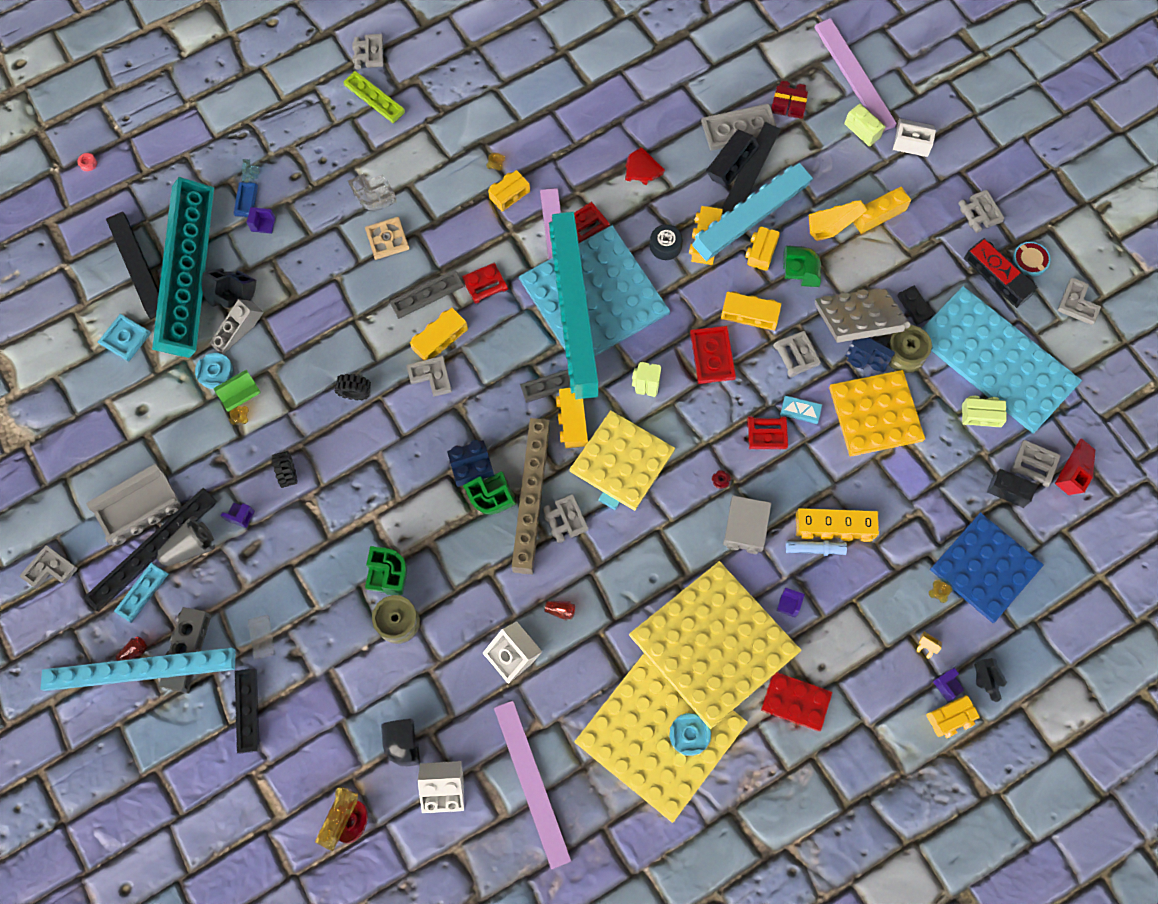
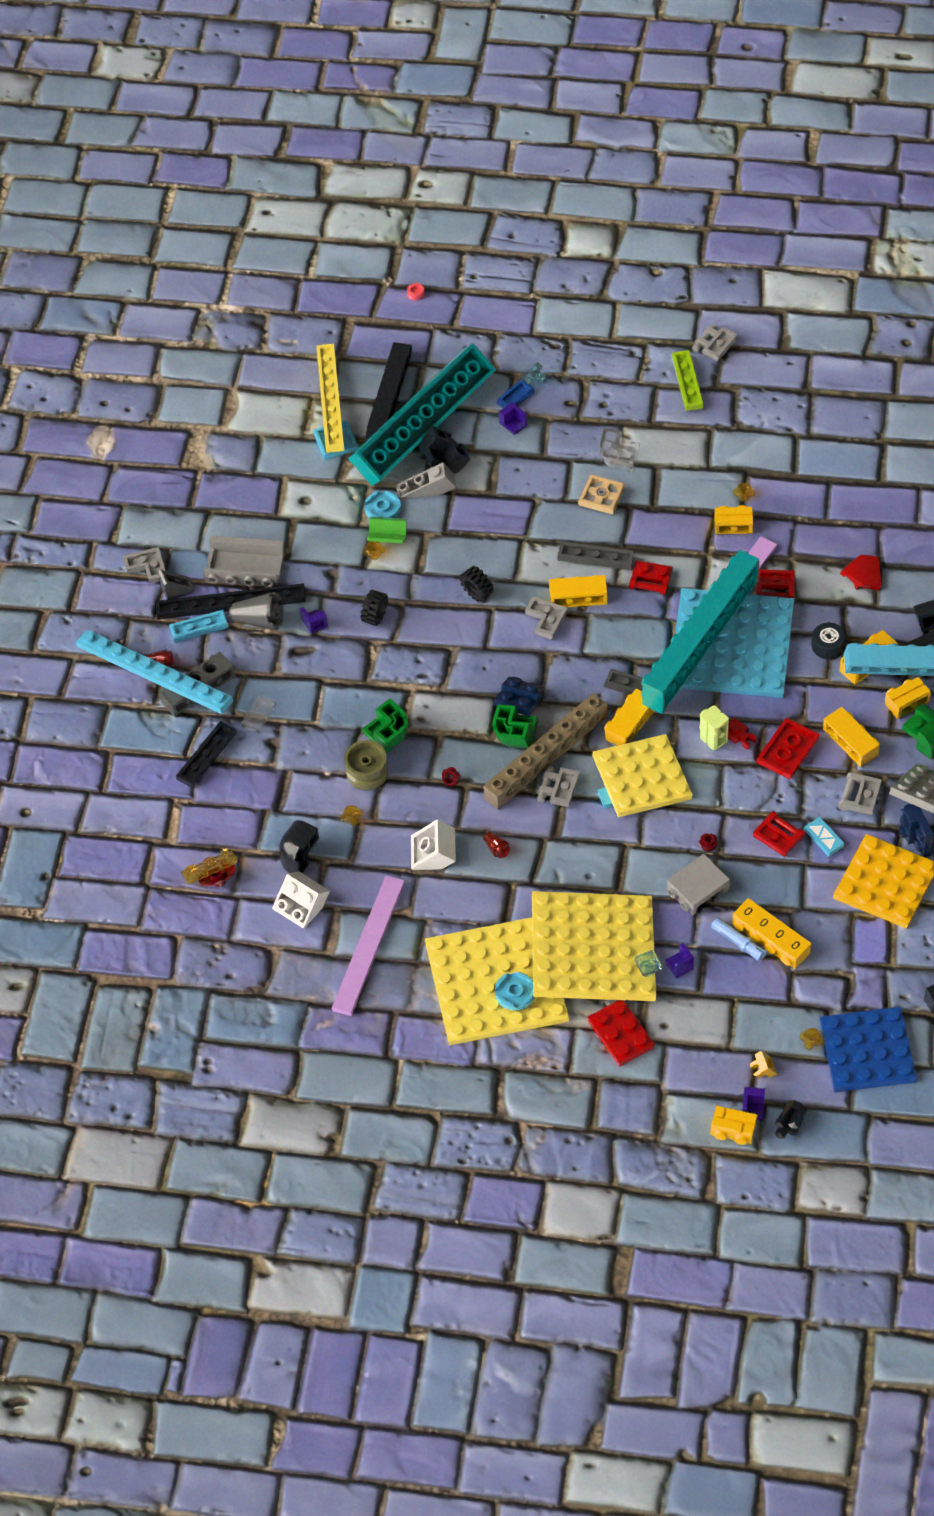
camera: 40 degrees right, 15 degrees down
(90, 569) = (174, 584): none -> dark grey slope
(91, 304) = (330, 398): none -> light yellow plate
(413, 669) = (351, 810): none -> clear yellow plate
(472, 579) = (446, 776): none -> dark red plate
(666, 368) = (739, 732): none -> red plate
(779, 629) = (648, 963): none -> clear light blue tile

